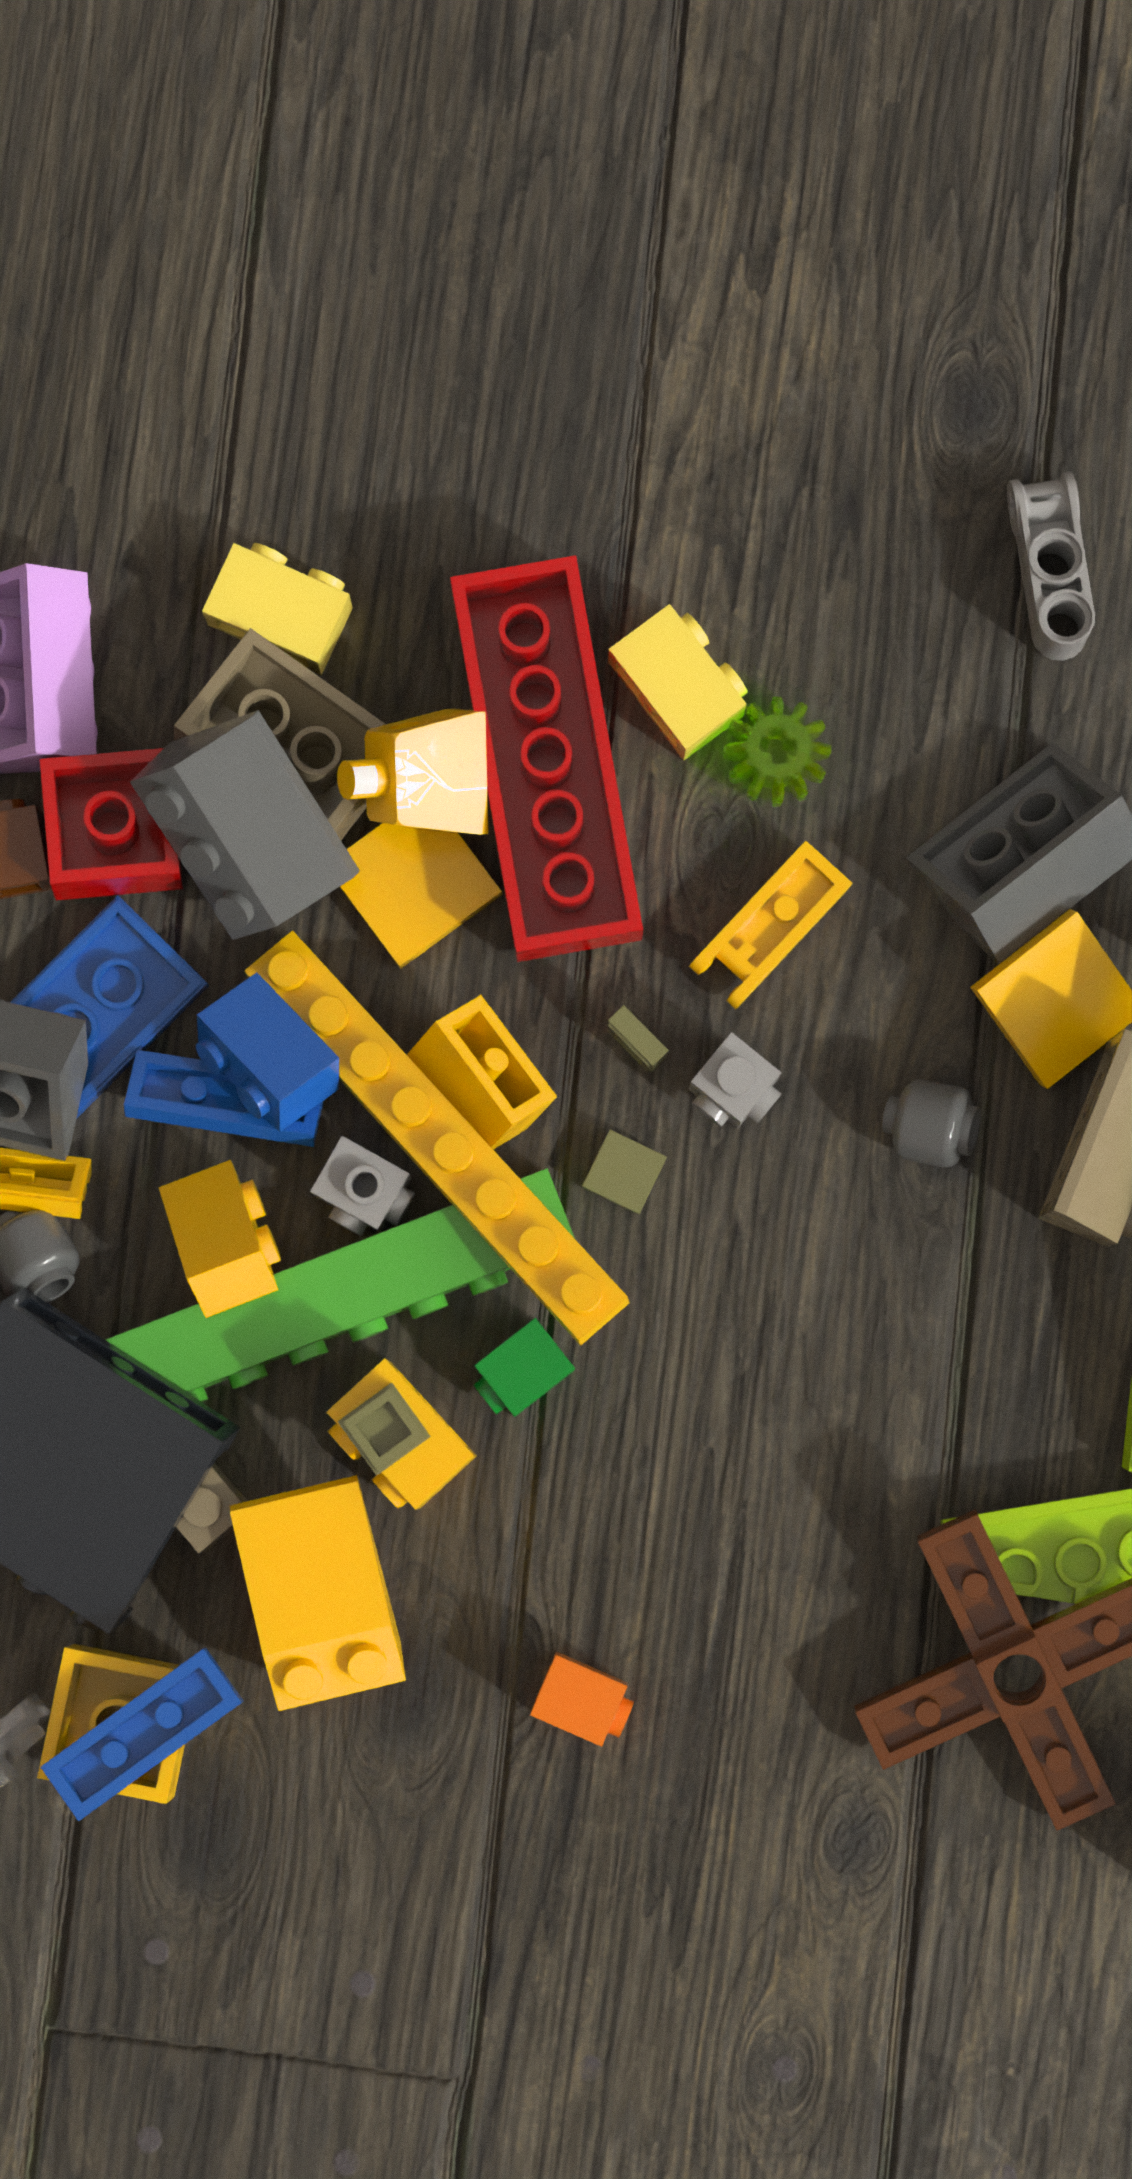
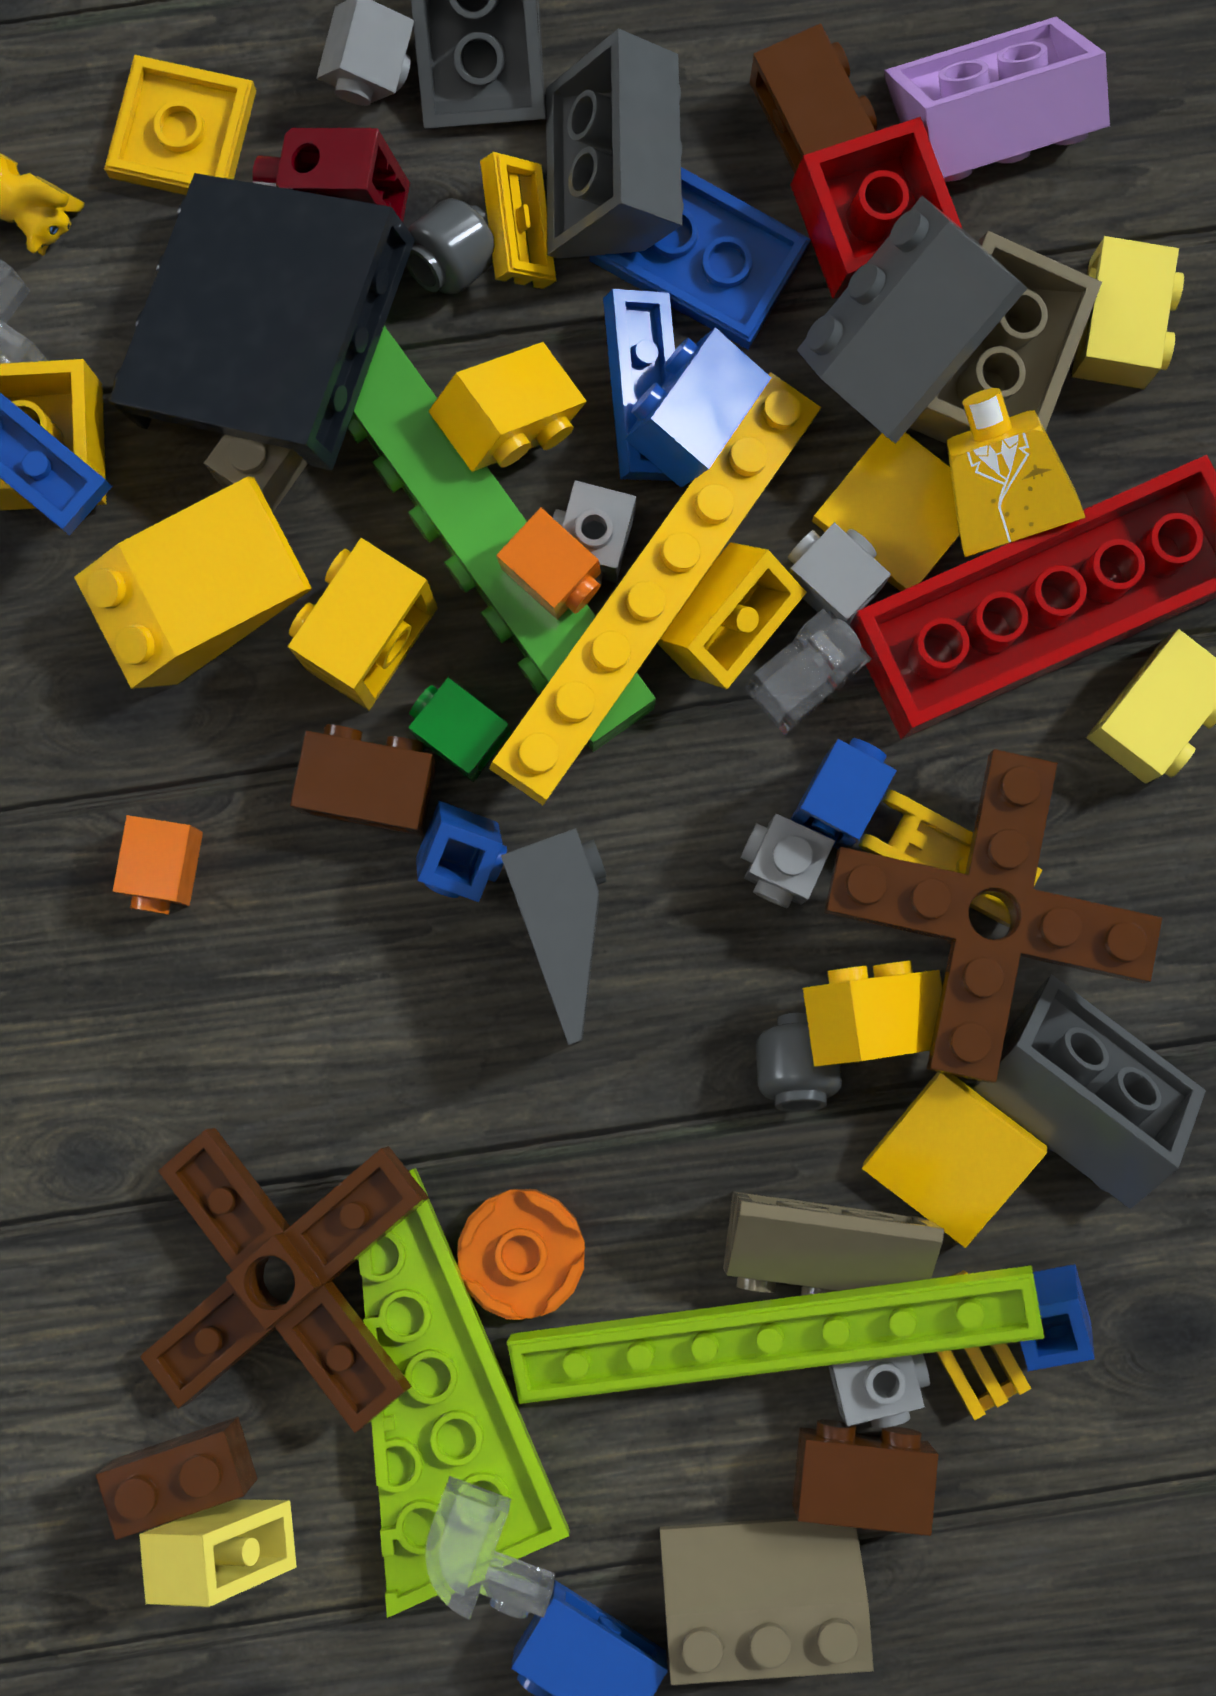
camera: 75 degrees right, 0 degrees up
(384, 1429) = (356, 594): olive tile -> none
(397, 1234) = (551, 565): none -> orange brick
(466, 959) = (837, 571): none -> light grey brick
(551, 1475) = (364, 780): none -> reddish brown brick
(556, 1013) = (808, 670): none -> clear brick
(624, 1172) = (673, 779): olive tile -> none
(636, 1039) = (803, 756): olive tile -> none
(647, 1397) = (460, 853): none -> blue brick
(687, 1011) = (845, 792): none -> blue brick
(732, 1312) = (560, 905): none -> dark grey slope
(793, 738) = (1122, 844): clear neon green gear -> none
(861, 857) = (1042, 924): none -> reddish brown piece
(908, 1037) = (872, 1017): none -> yellow brick
(1048, 1438) = (521, 1254): none -> orange tile

